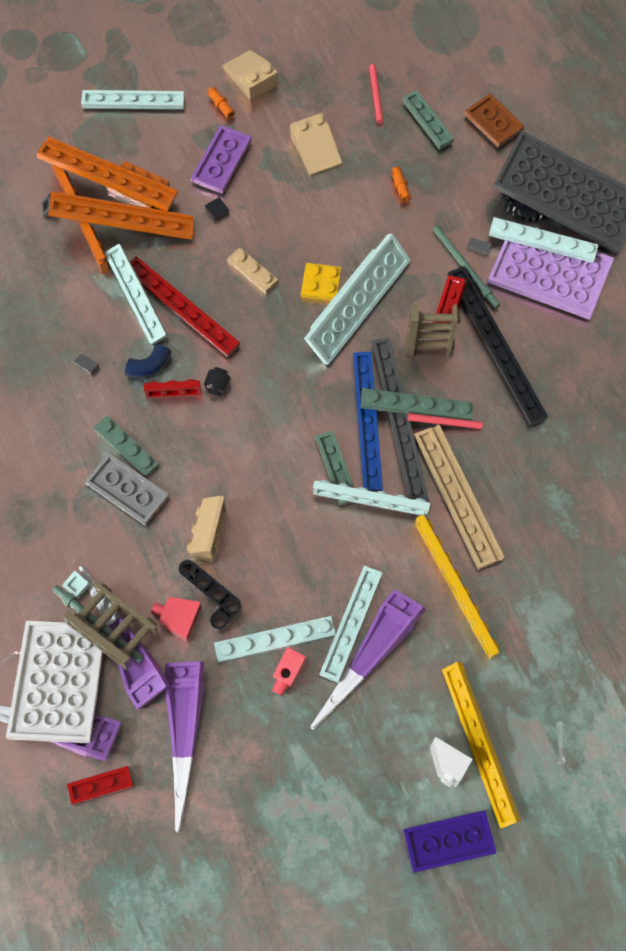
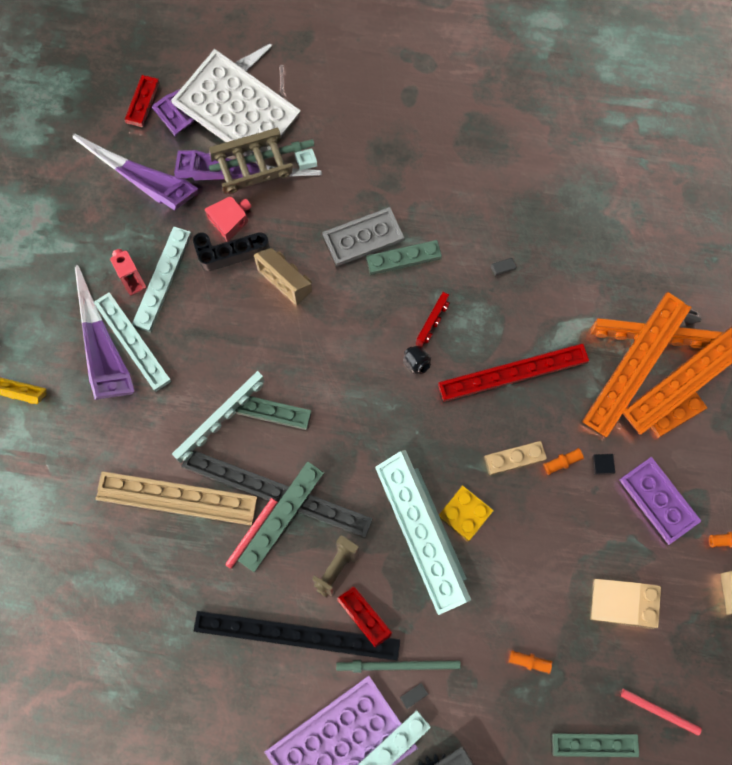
camera: 120 degrees right, 5 degrees up
(136, 294) = (547, 337): light aqua plate -> none
(149, 365) = (467, 313): dark blue cylinder -> none
(233, 235) = (563, 461): none -> orange pin
(367, 424) = (293, 464): blue plate -> none
(461, 593) = (93, 442): yellow plate -> none

